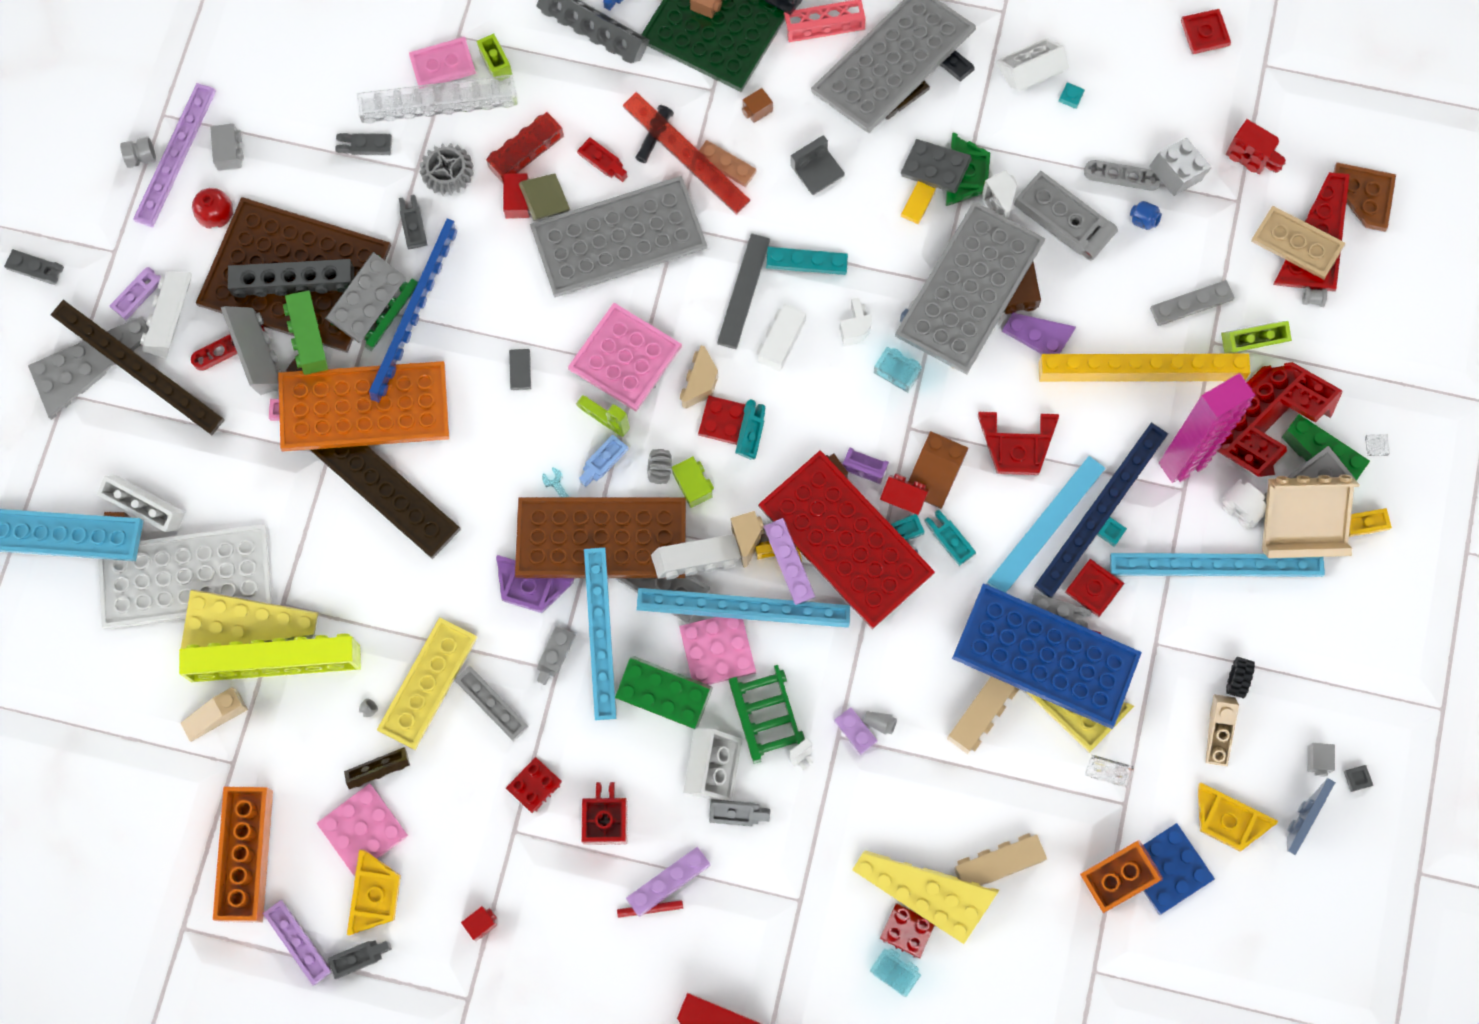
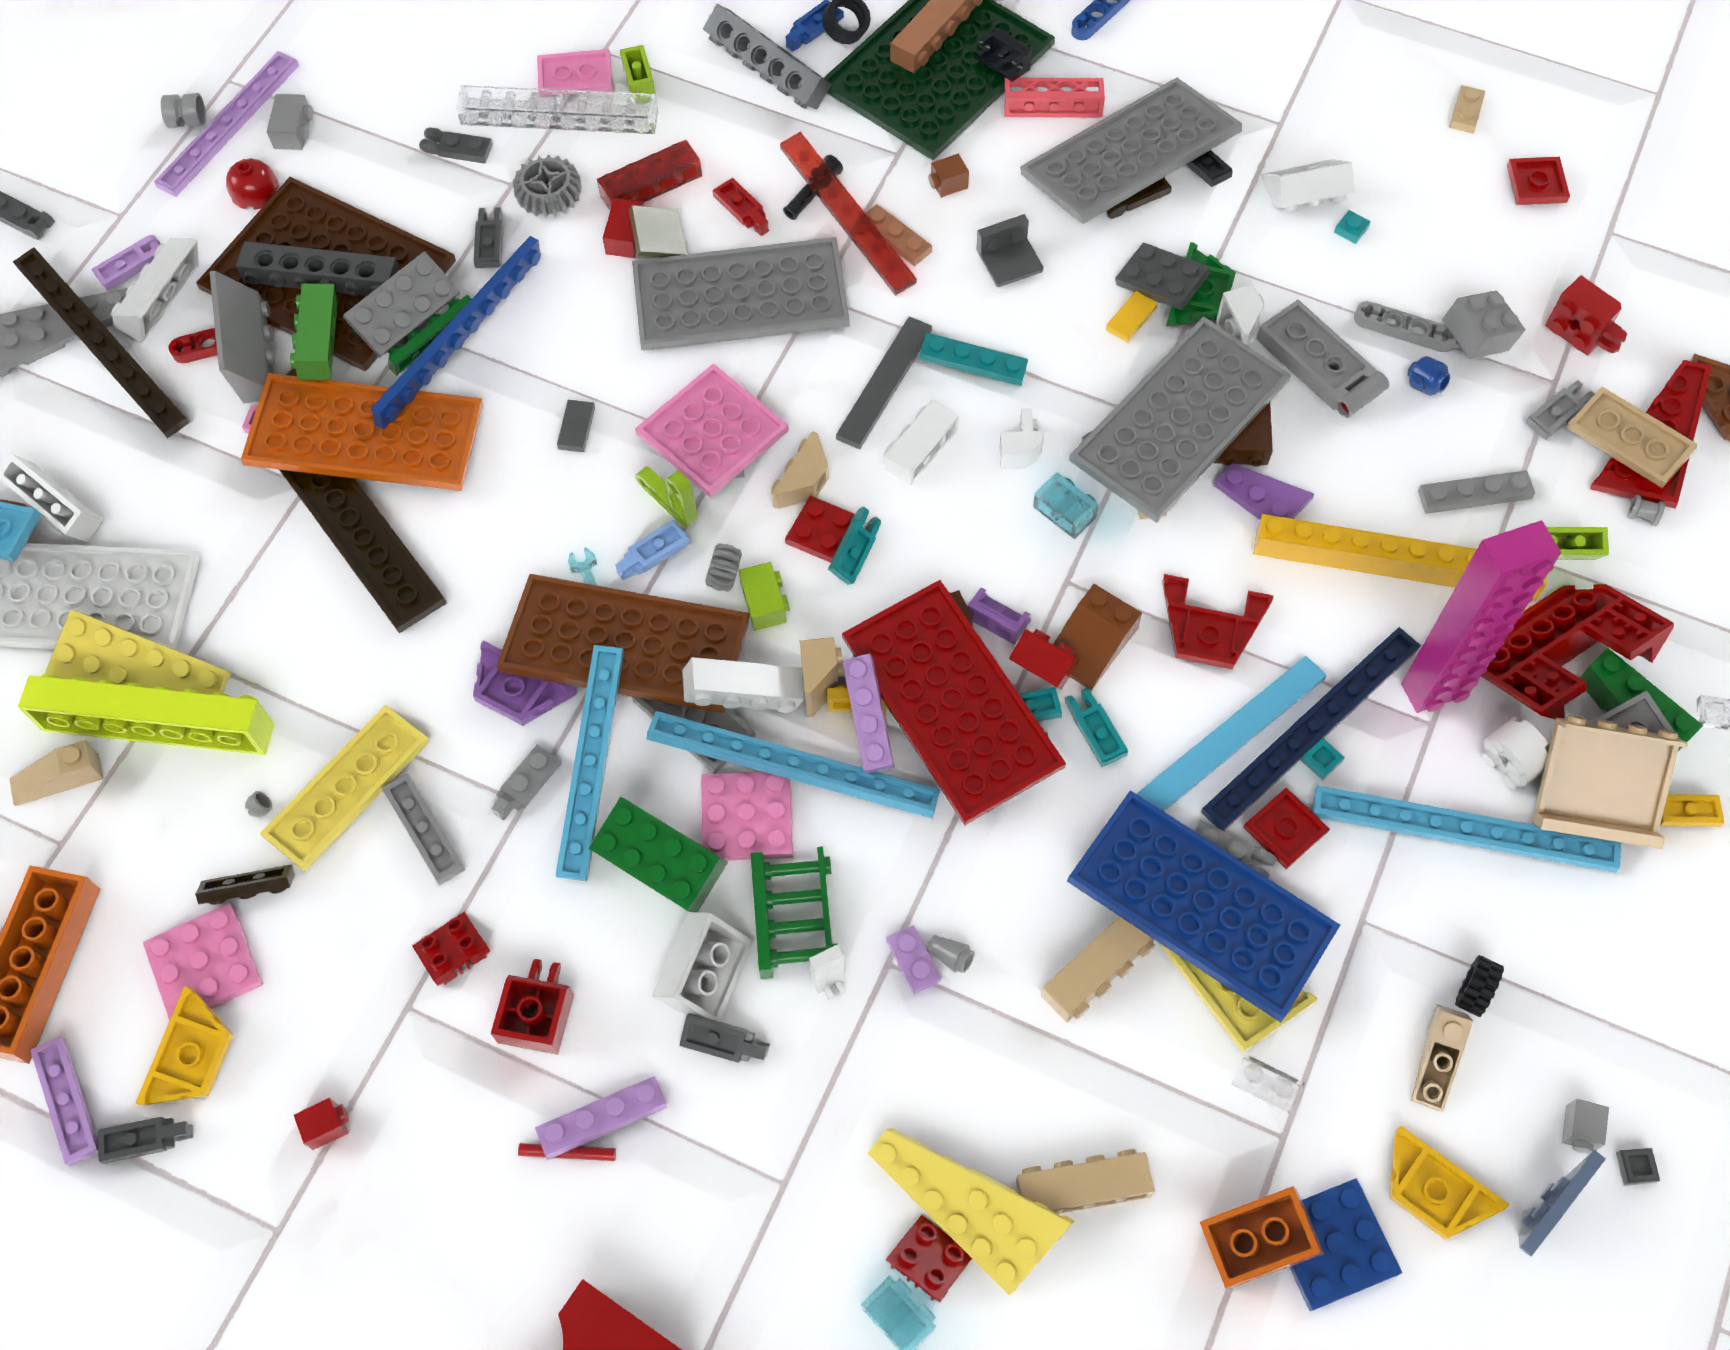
camera: 10 degrees right, 10 degrees down
(1243, 226) = (1558, 410): none -> light grey hinge

